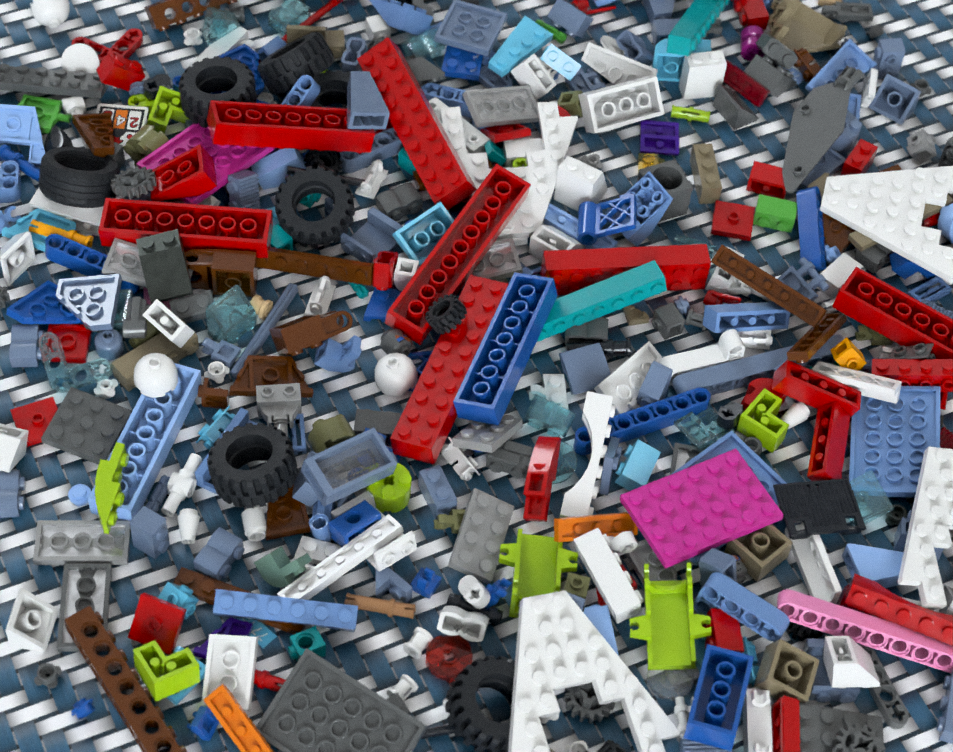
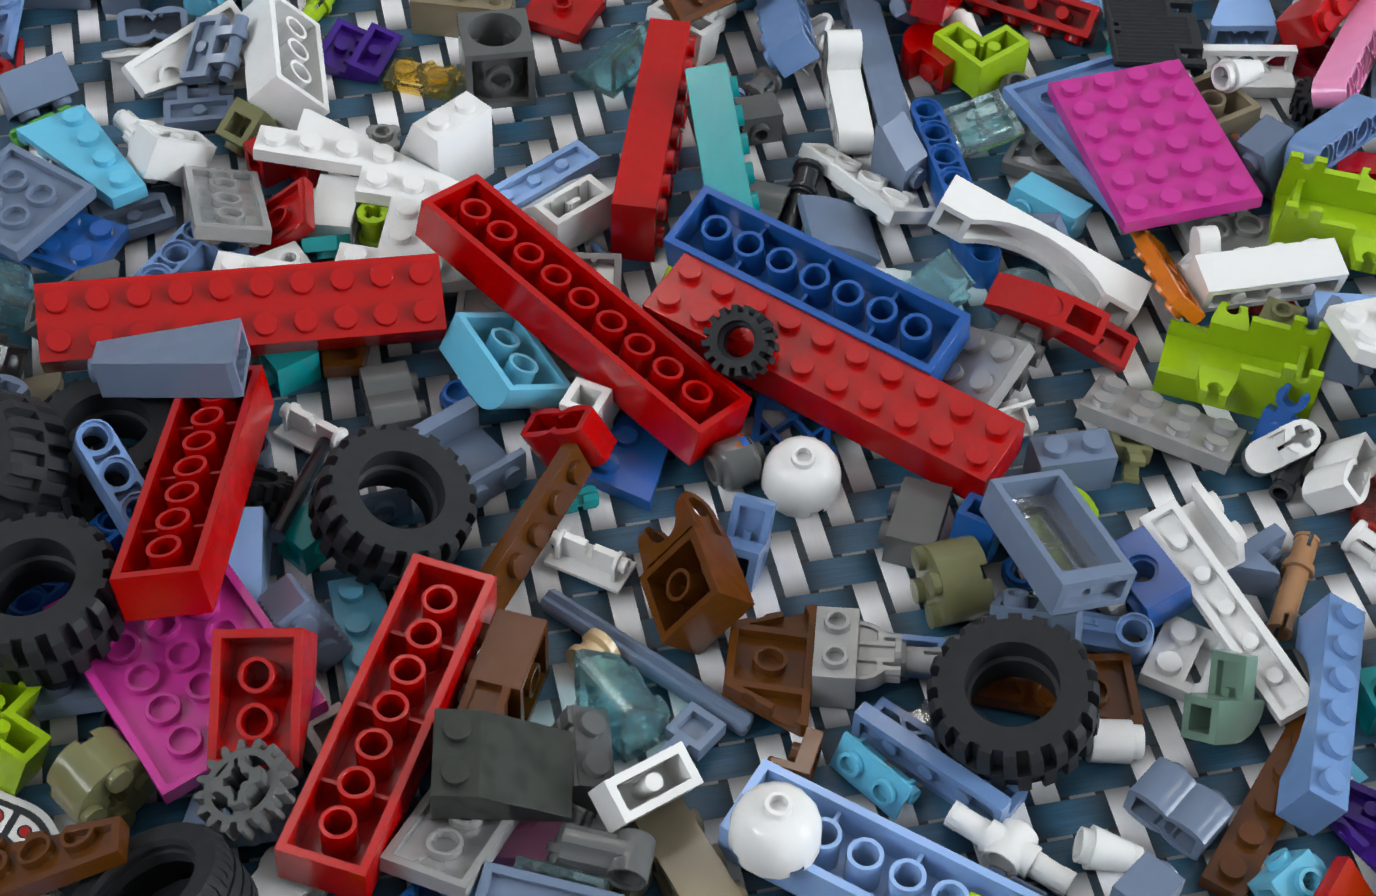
camera: 75 degrees left, 5 degrees down
(216, 367) = (734, 745): white plate -> none
(426, 582) = (1248, 514): blue tile -> none
(560, 61) = (153, 107): hinge -> none
(591, 221) = (542, 150): blue piece -> none
(614, 73) = (206, 48): none -> sand blue plate
(651, 205) = (538, 81): medium blue slope -> none
(715, 298) = (732, 57): red plant -> none
(729, 415) = (970, 90): black piece -> none
(780, 546) = (1236, 73): none -> white cone

